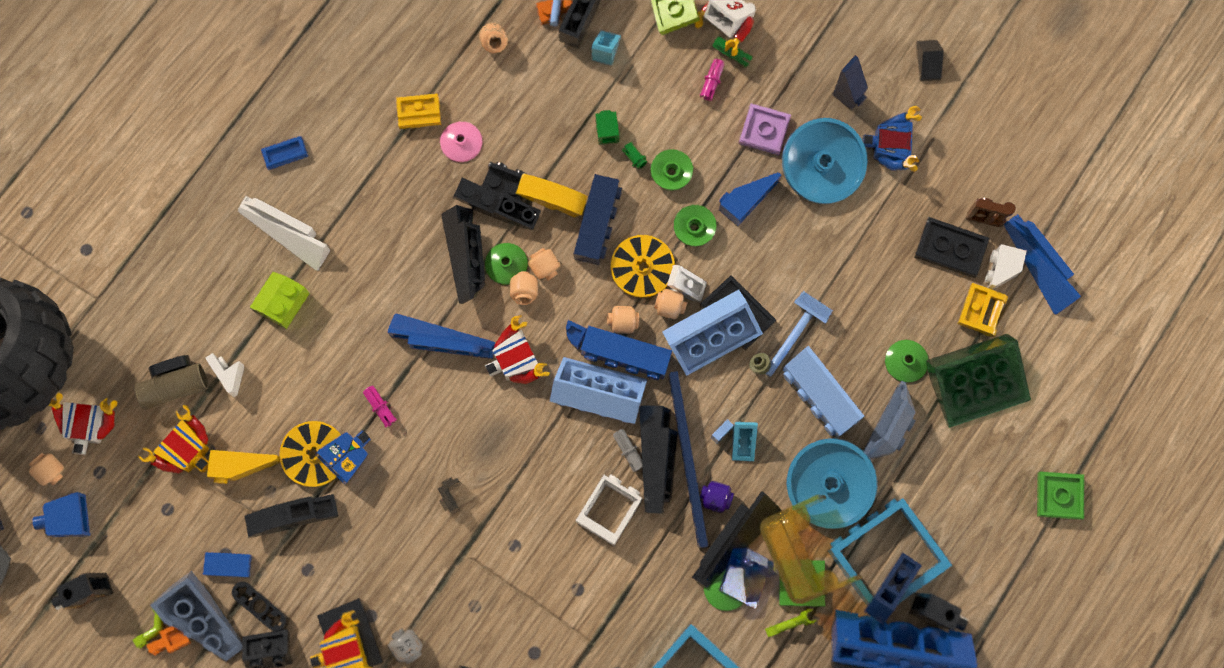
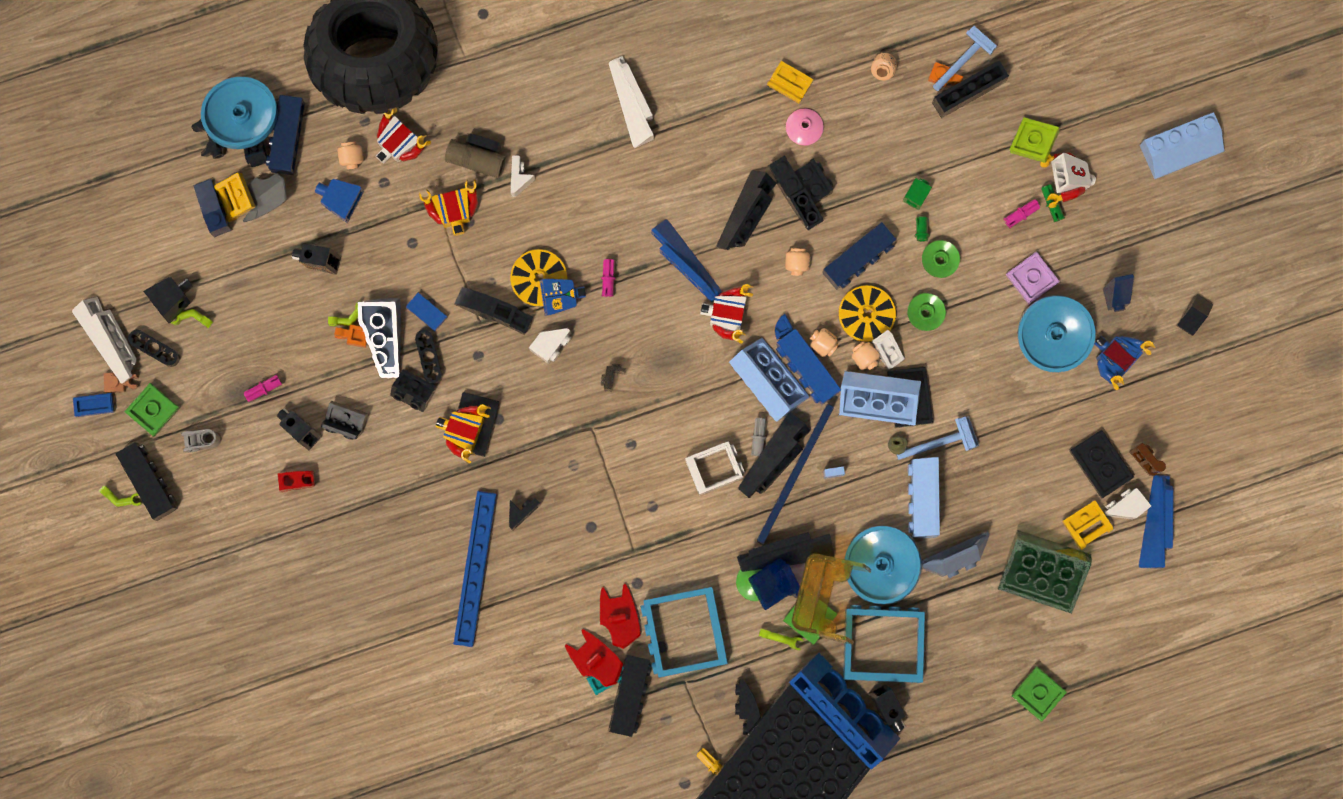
camera: 35 degrees right, 5 degrees up
(233, 466) = (480, 247): yellow slope -> none
(280, 299) = (593, 150): lime slope -> none
(284, 152) = (672, 43): blue tile -> none
(366, 508) = (548, 344): none -> white slope
(405, 646) = (507, 457): light grey head -> none
(503, 273) = (769, 249): bright green dish -> none
(523, 288) = (770, 268): light nougat head -> none
(552, 195) = (839, 215): yellow slope -> none
(605, 47) = (962, 131): medium azure slope -> none
(717, 496) = (795, 514): dark purple head -> none
(744, 441) = (844, 491): medium azure slope -> none
(745, 198) = (978, 319): blue slope -> none
(892, 588) = (868, 666): dark blue slope -> none
(899, 368) = (995, 523): bright green dish -> none

